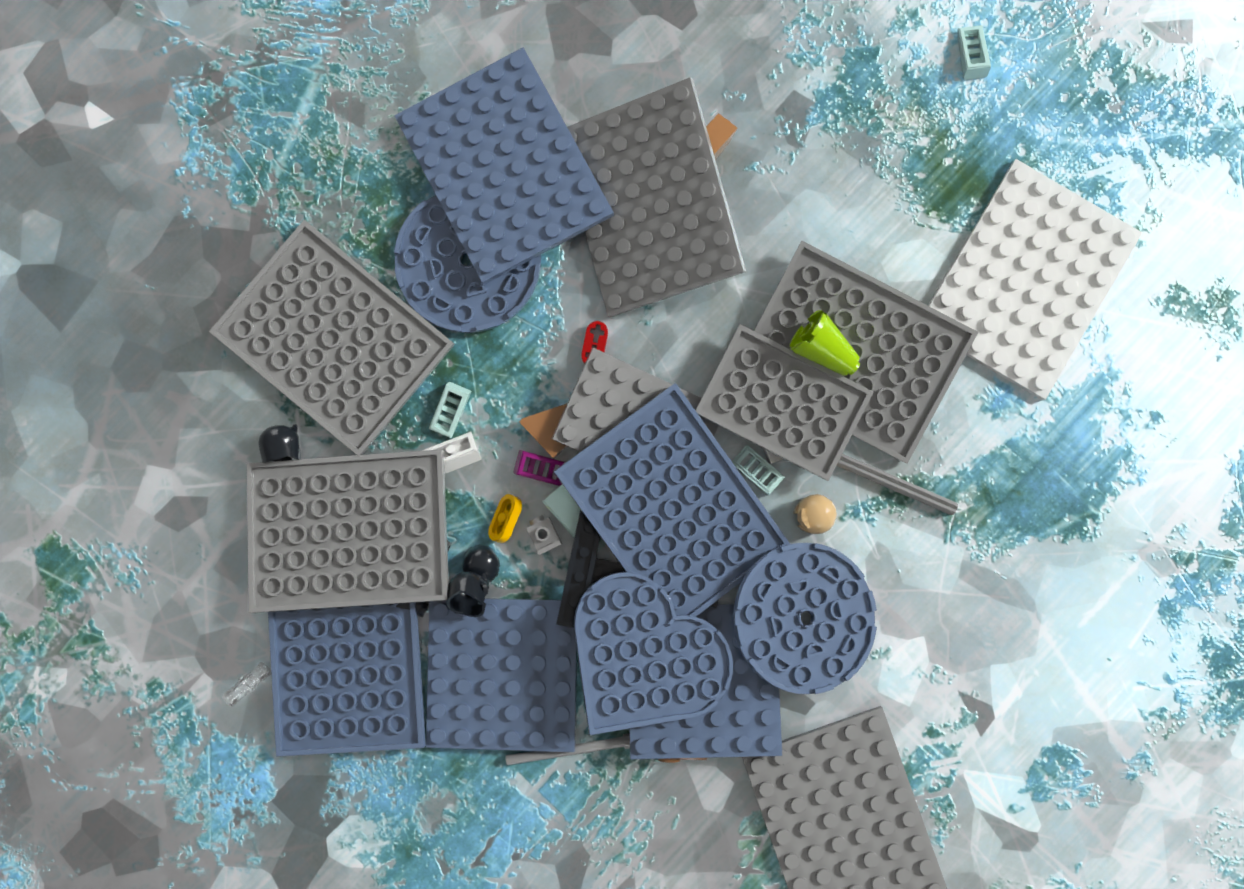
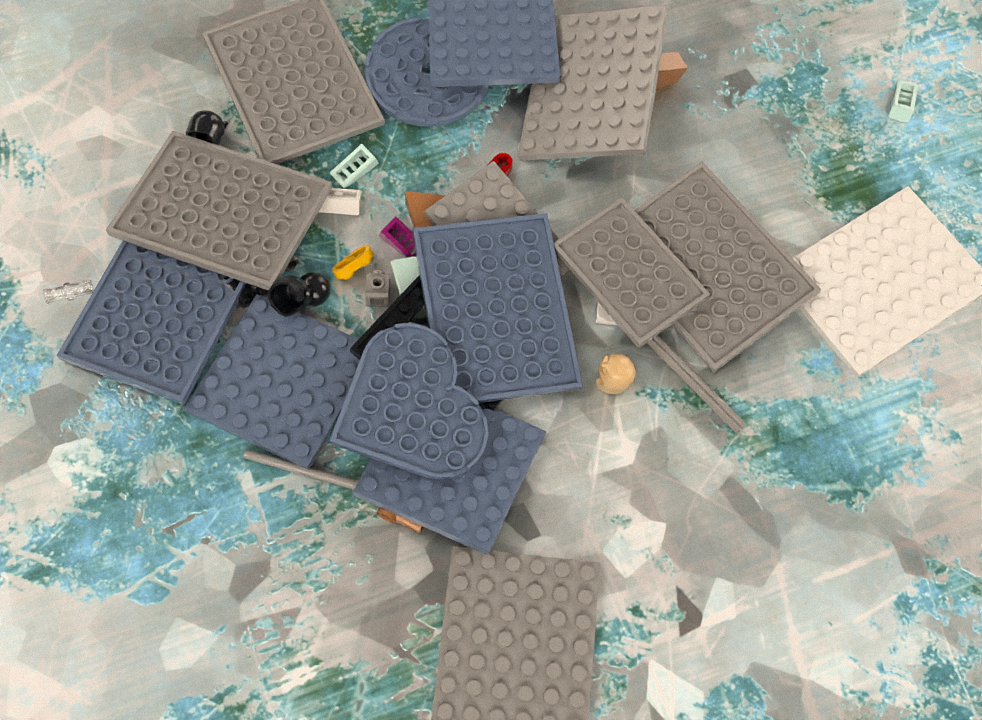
camera: 20 degrees right, 20 degrees down
(770, 625) = (560, 483): sand blue plate -> none
(778, 477) = (590, 336): light aqua slope -> none
(825, 345) = (686, 240): lime cone -> none

